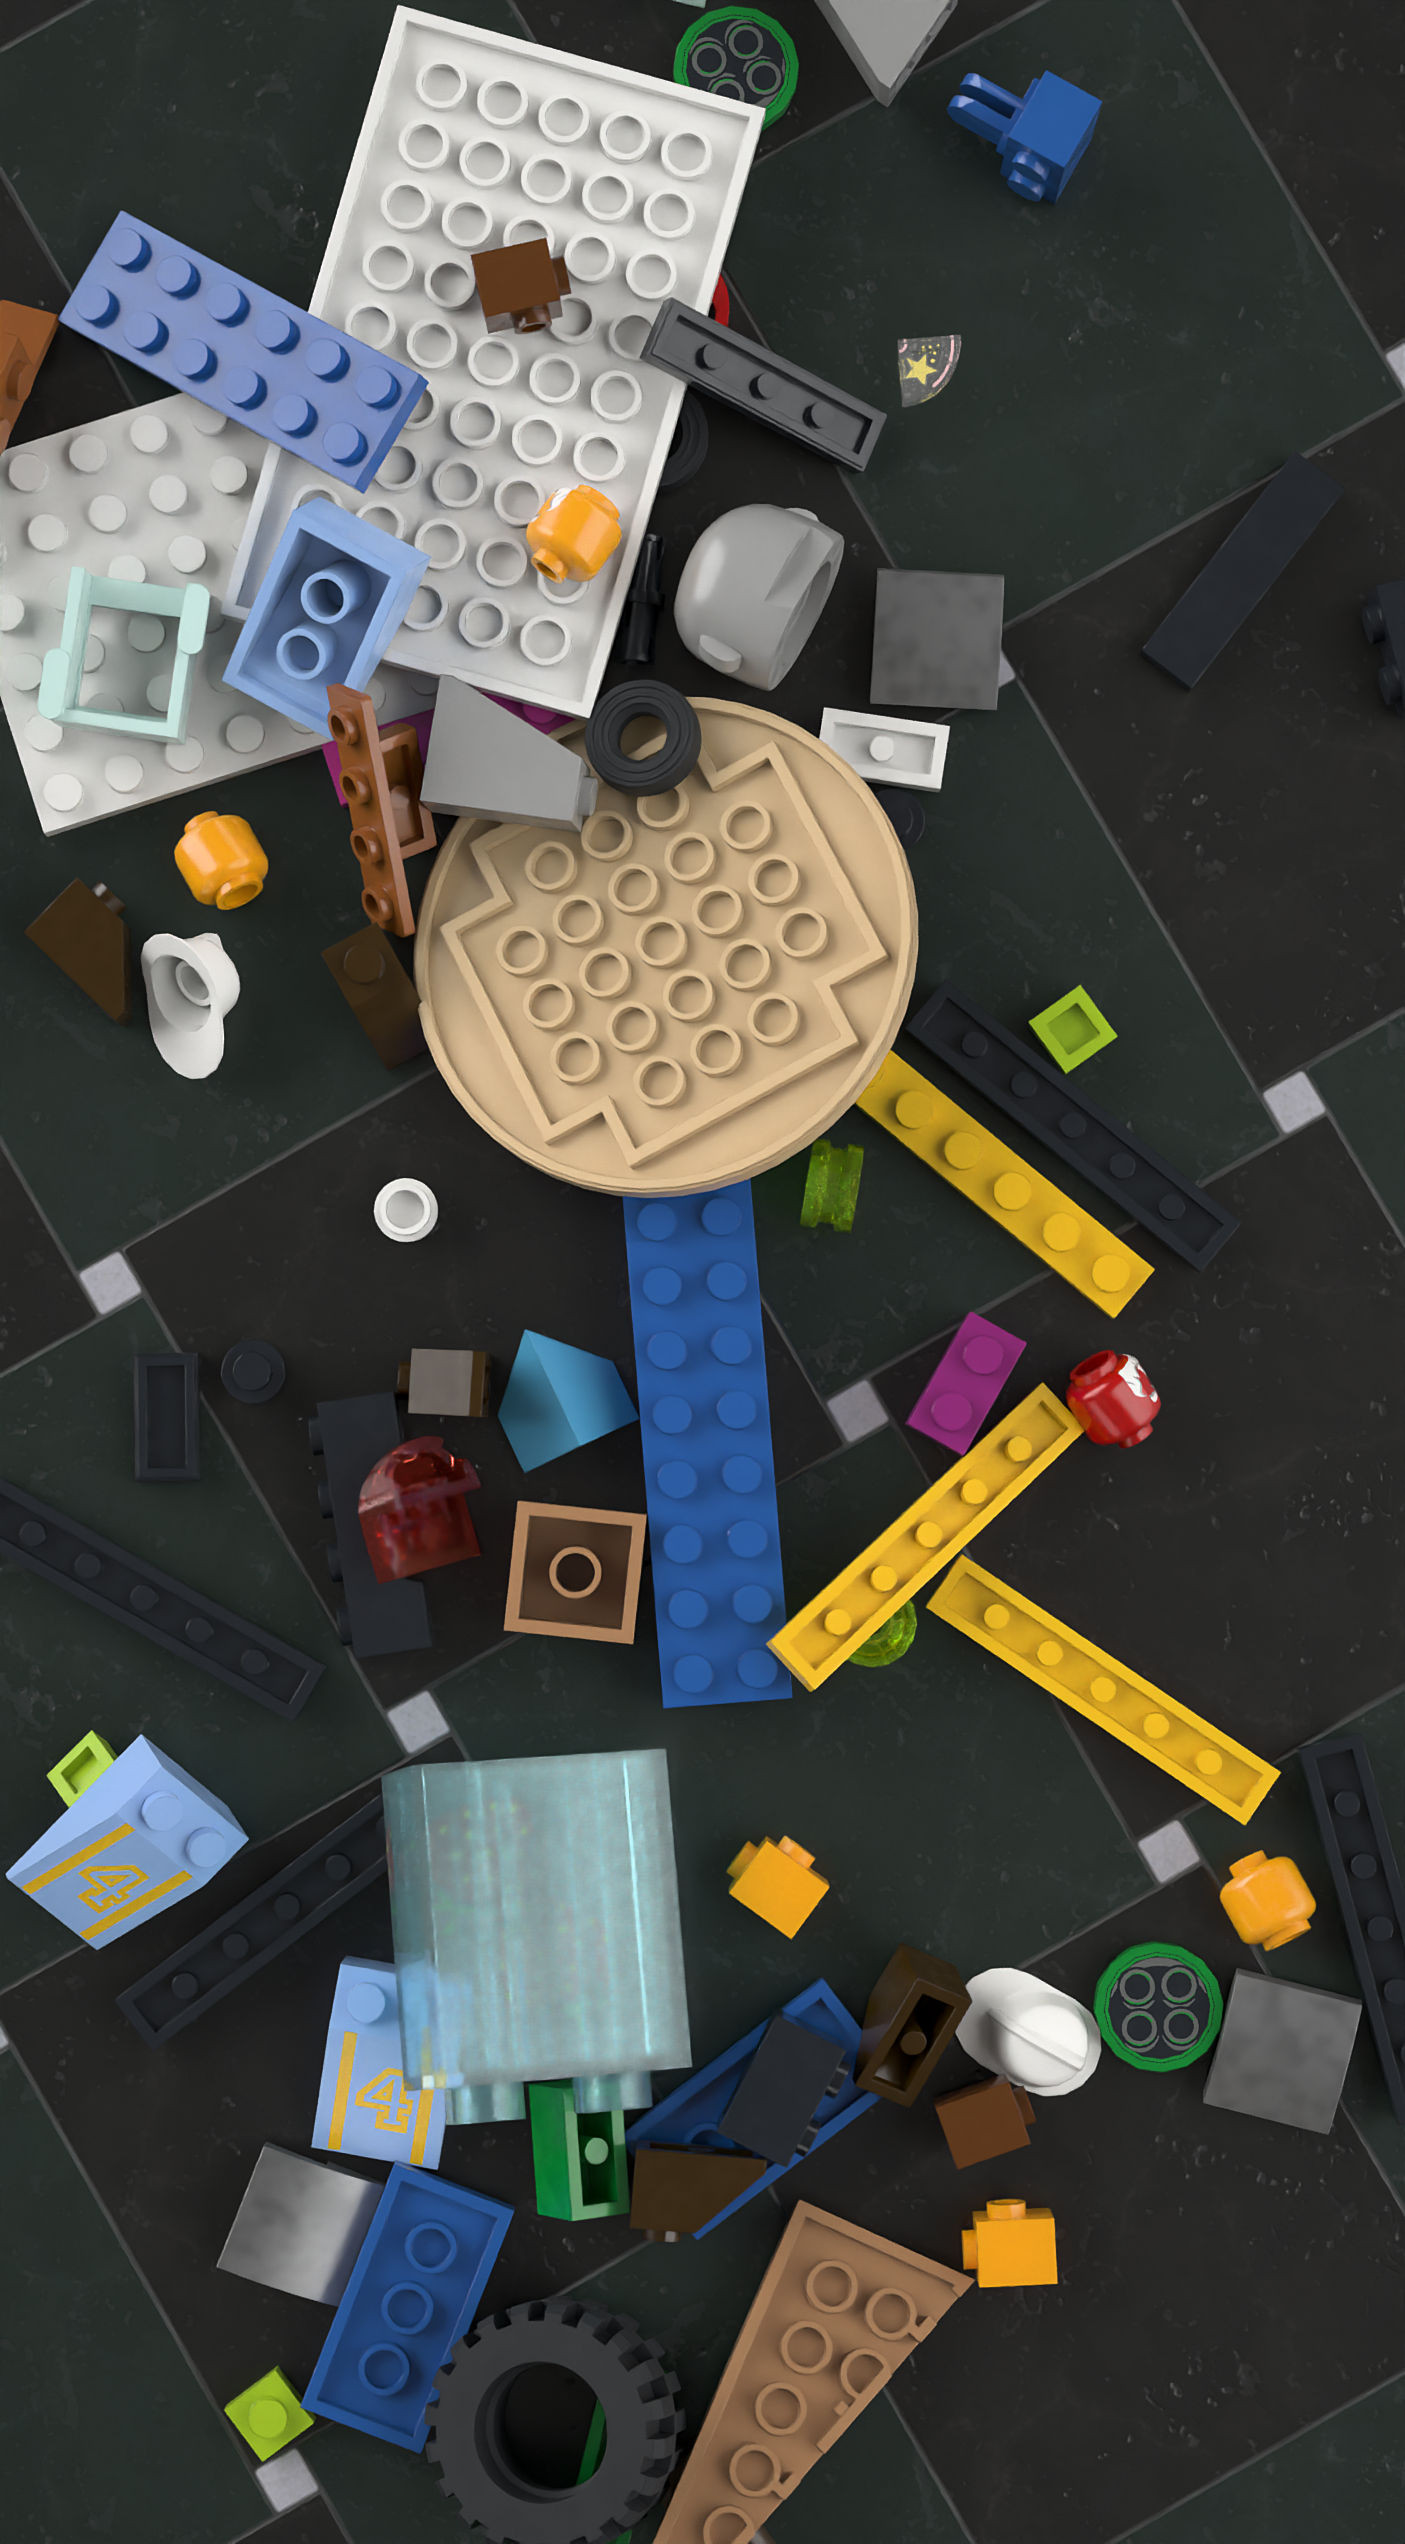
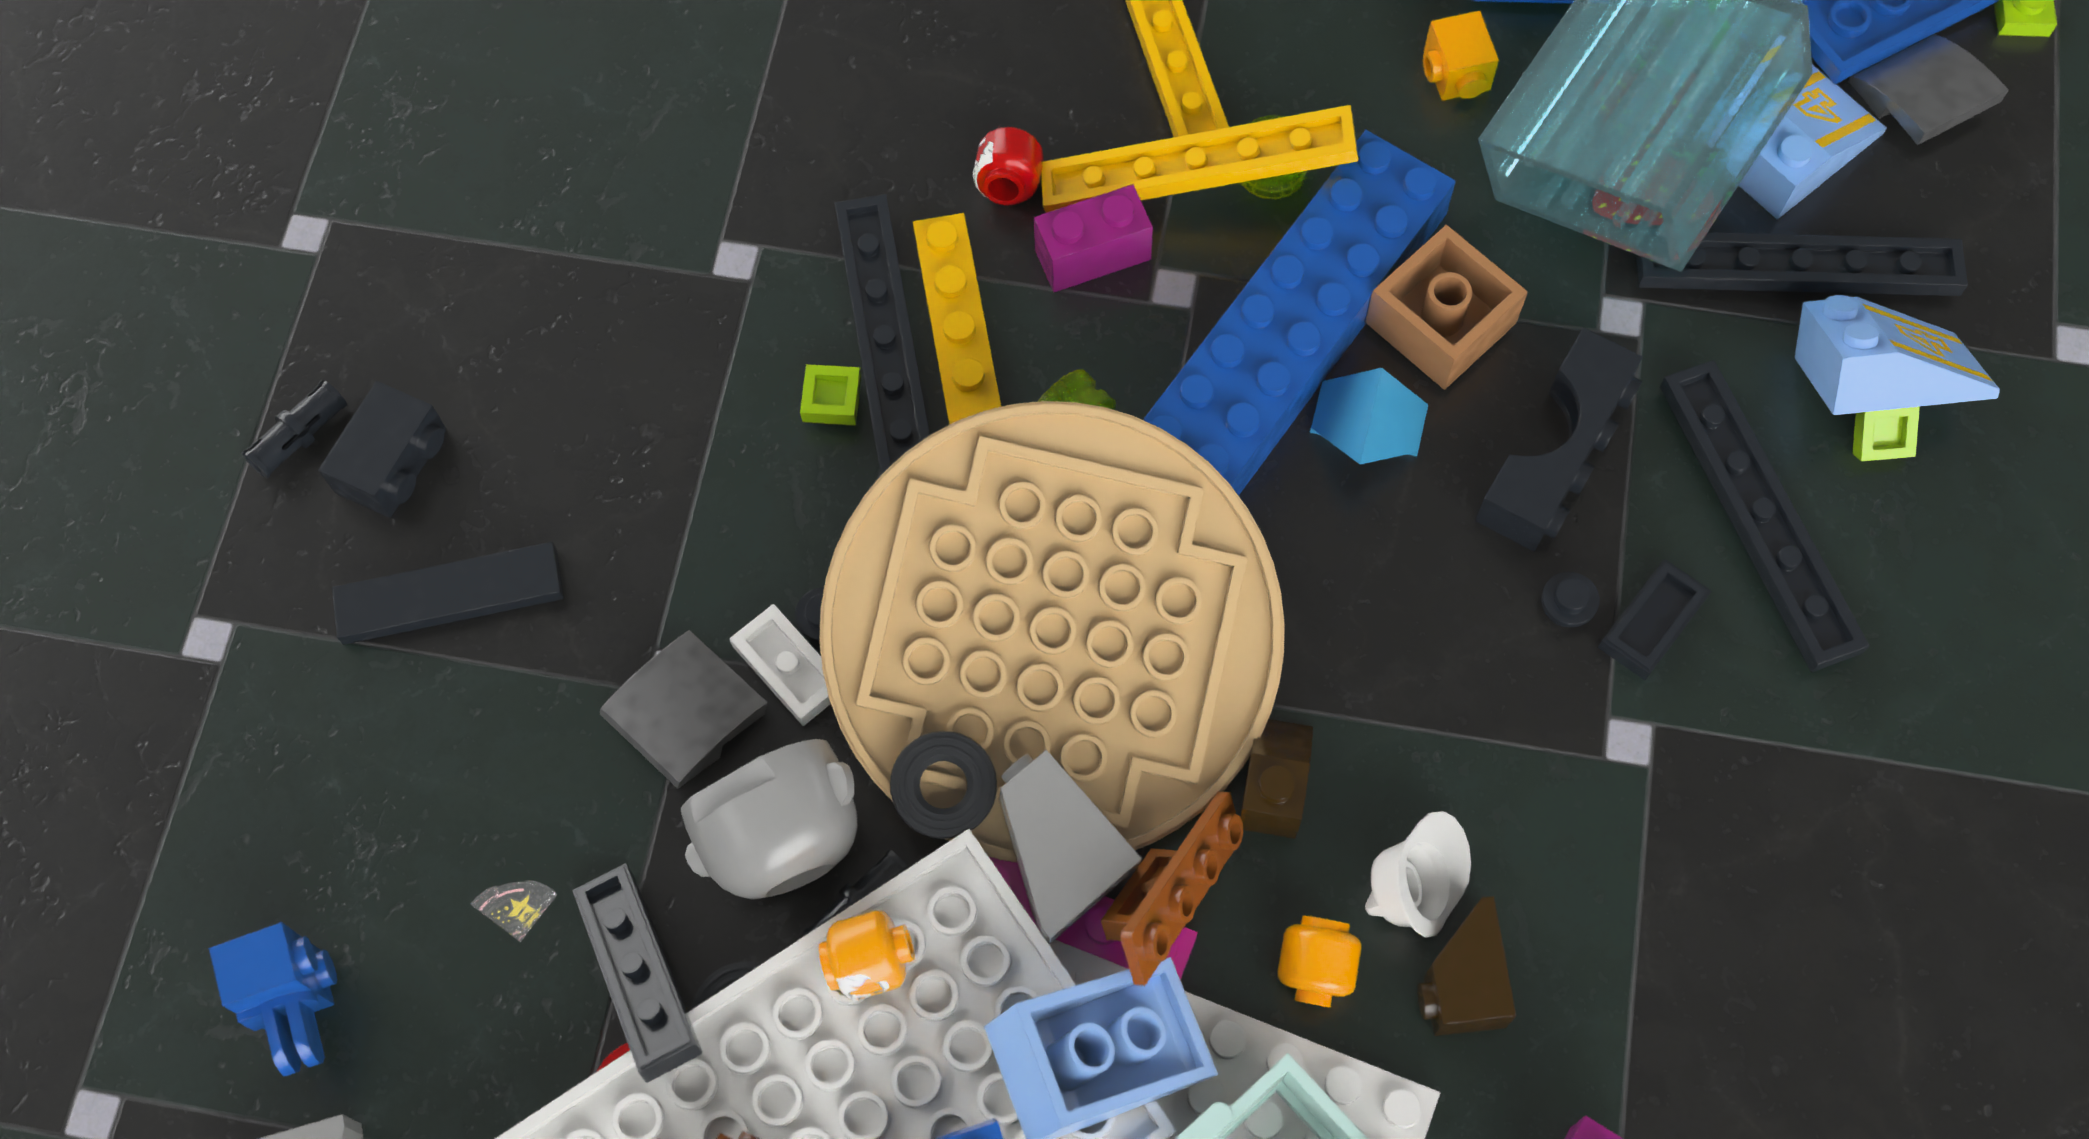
camera: 140 degrees left, 20 degrees down
(406, 1210) = (1376, 623): white plate -> none
(417, 1509) = (1529, 410): clear red slope -> none
(446, 1382) = (1438, 477): slope -> none

